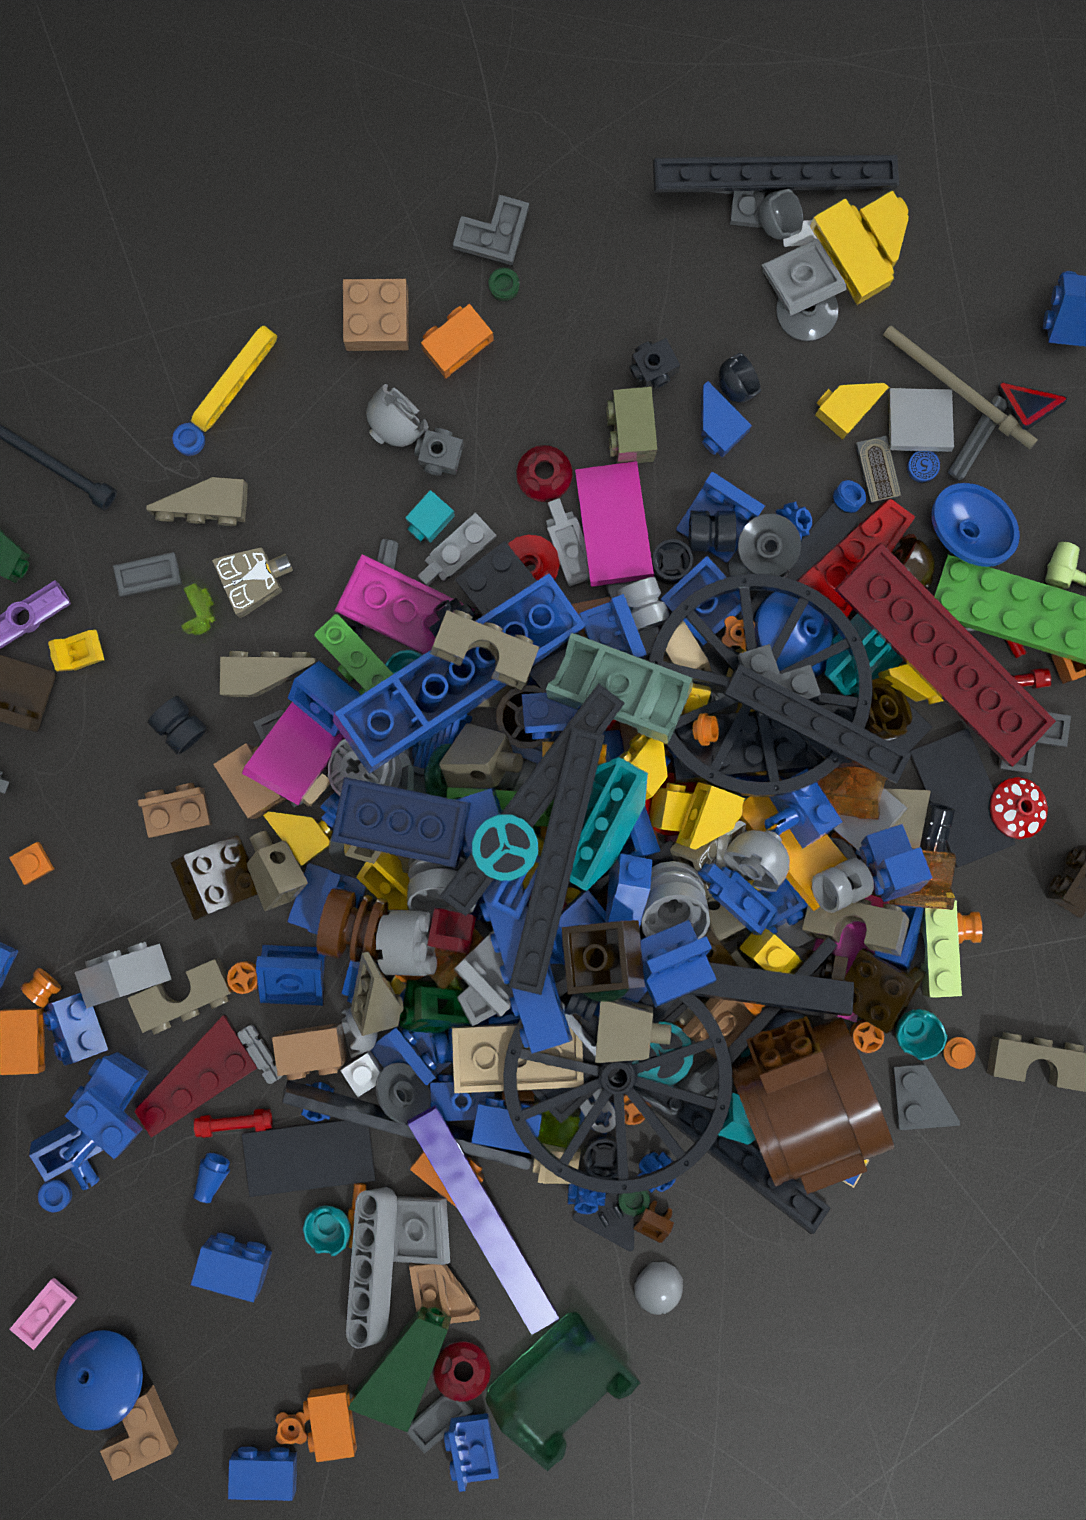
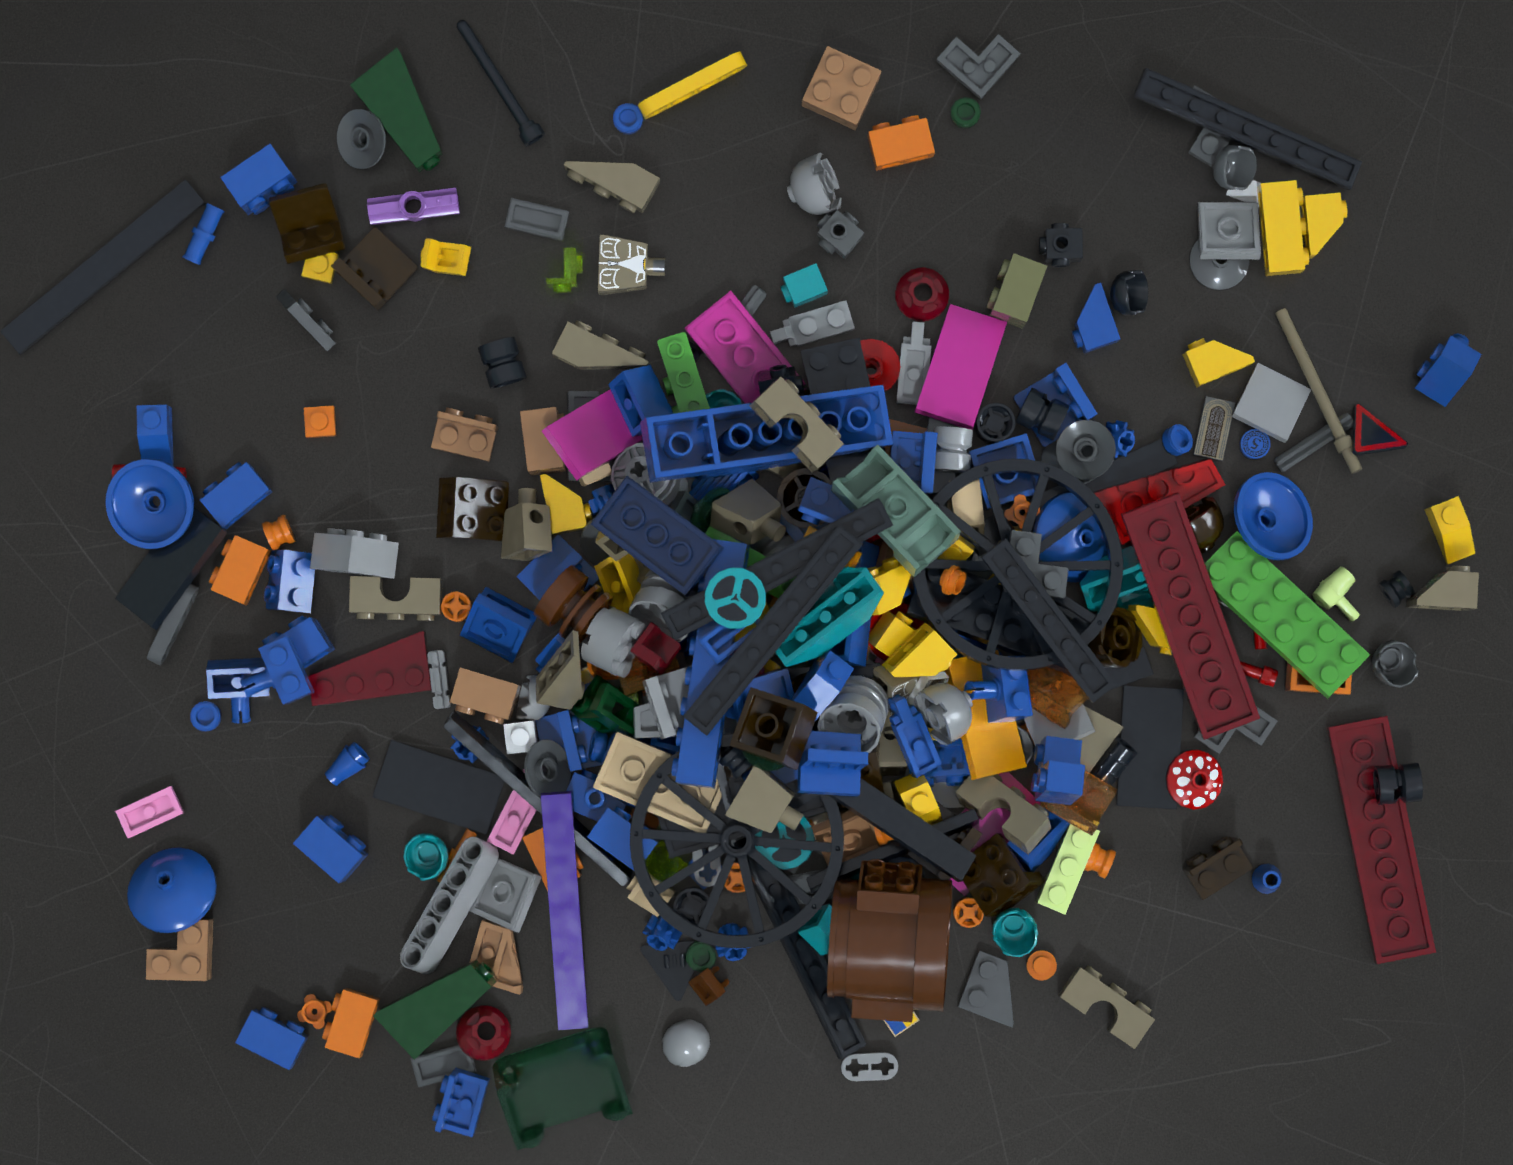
camera: 25 degrees right, 0 degrees up
(206, 1125) = (413, 736): red bar -> none
(394, 1161) = (512, 823): none -> bright pink plate
(842, 885) = (1006, 768): light grey wheel -> none
(846, 1233) = (869, 1074): none -> light grey beam

